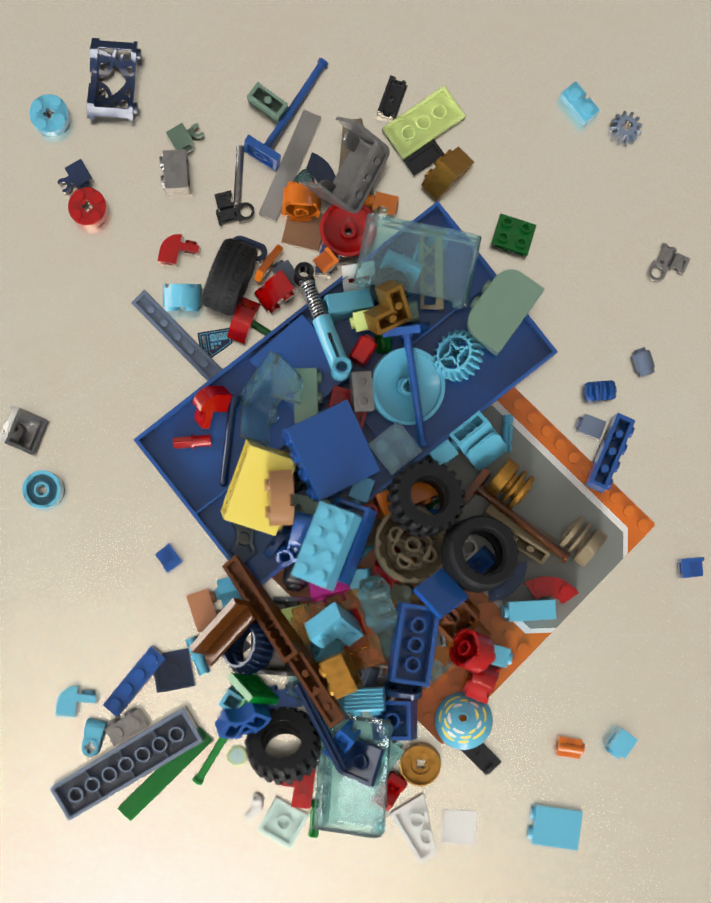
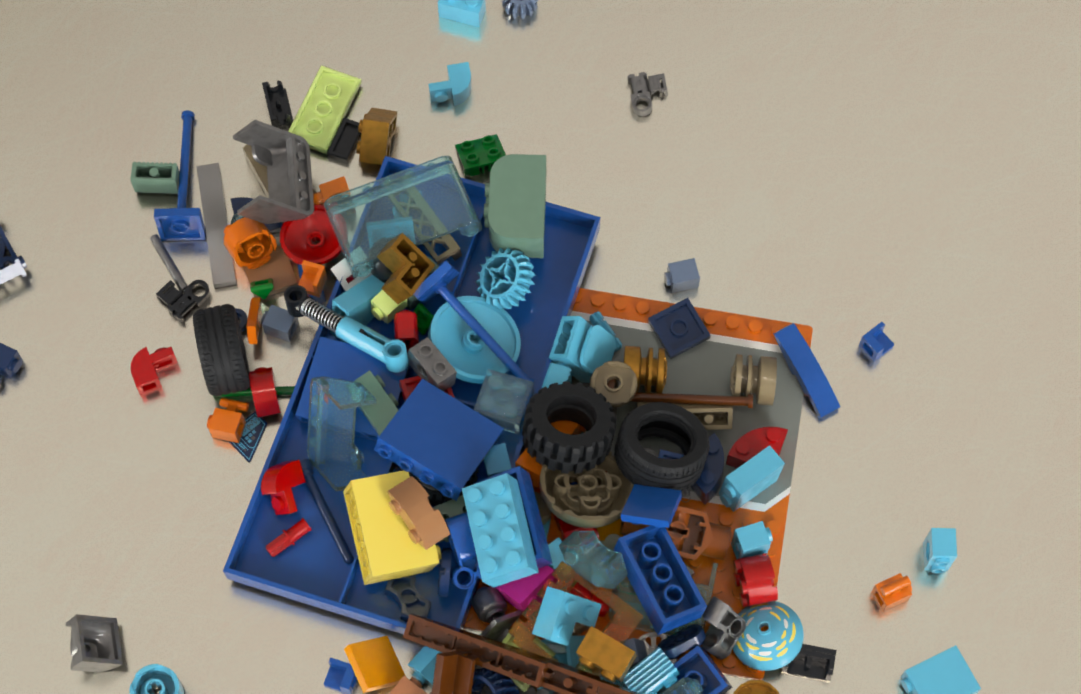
camera: 30 degrees left, 20 degrees down
(82, 198) = (34, 372): red brick -> none
(176, 172) = (102, 293): flat silver brick -> none
(176, 335) = (201, 451): sand blue tile -> none
(181, 296) = (184, 405): medium azure brick -> none
(182, 138) = (90, 263): sand green brick -> none
(195, 566) = (374, 663): none -> light orange tile
(203, 327) = (228, 423): none -> orange brick
(275, 292) = (279, 334): red brick -> none
(290, 239) = (262, 287): none -> green slope
(436, 699) = (724, 628): none -> flat silver piece
(472, 650) = (724, 545): red brick -> none
(491, 485) = (615, 370): none -> dark tan tile
(534, 169) = (456, 88): none -> medium azure brick
(560, 464) = (679, 328): none -> dark blue tile
(600, 390) = (667, 235): blue gear -> none
(610, 452) = (719, 284): blue brick -> none
(625, 555) = (807, 370): none -> blue slope
(643, 361) = (688, 187): sand blue brick -> none

